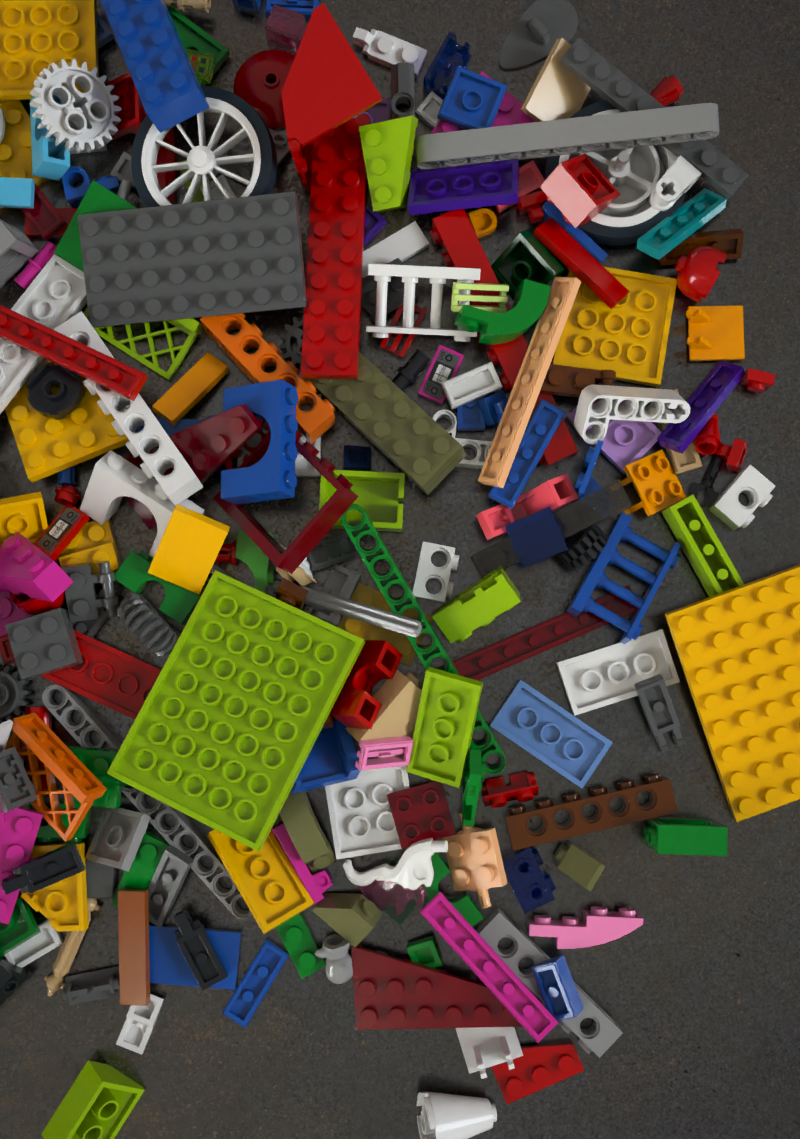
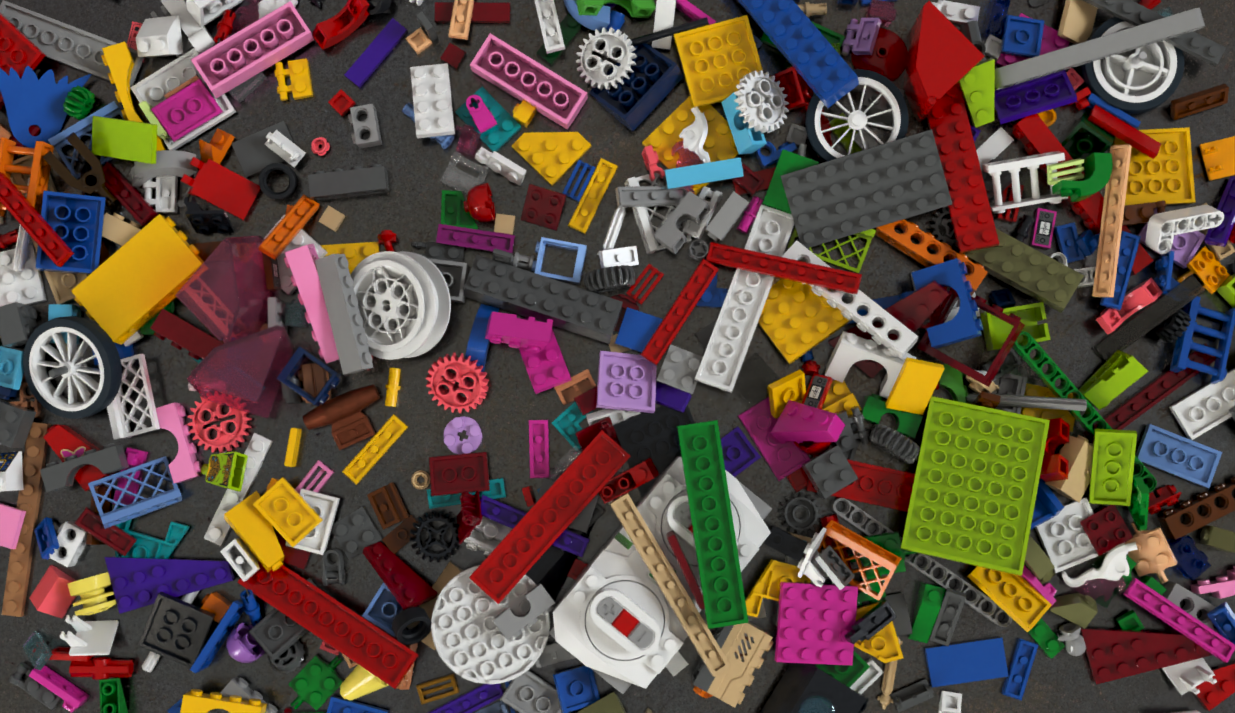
camera: 15 degrees left, 0 degrees up
(56, 405) = (795, 308): black plate -> none
(118, 838) = (910, 591): light grey plate -> none
(134, 947) = (936, 662): dark orange tile -> none
(190, 389) = (879, 274): light orange tile -> none
(199, 951) = (980, 655): black hinge -> none
(249, 53) = (865, 39): none -> lavender plate
(386, 748) = (1076, 489): bright pink tile -> none
(428, 571) = (1068, 364): white brick -> none
(471, 385) = (1069, 231): white tile -> none
(536, 537) = (1142, 325): clear blue piece -> none
(579, 190) = (1115, 84): slope -> none
(675, 182) = (1177, 65): white piece -> none
(681, 224) = (1186, 91): teal plate -> none
(698, 271) = (1206, 120): red cylinder -> none

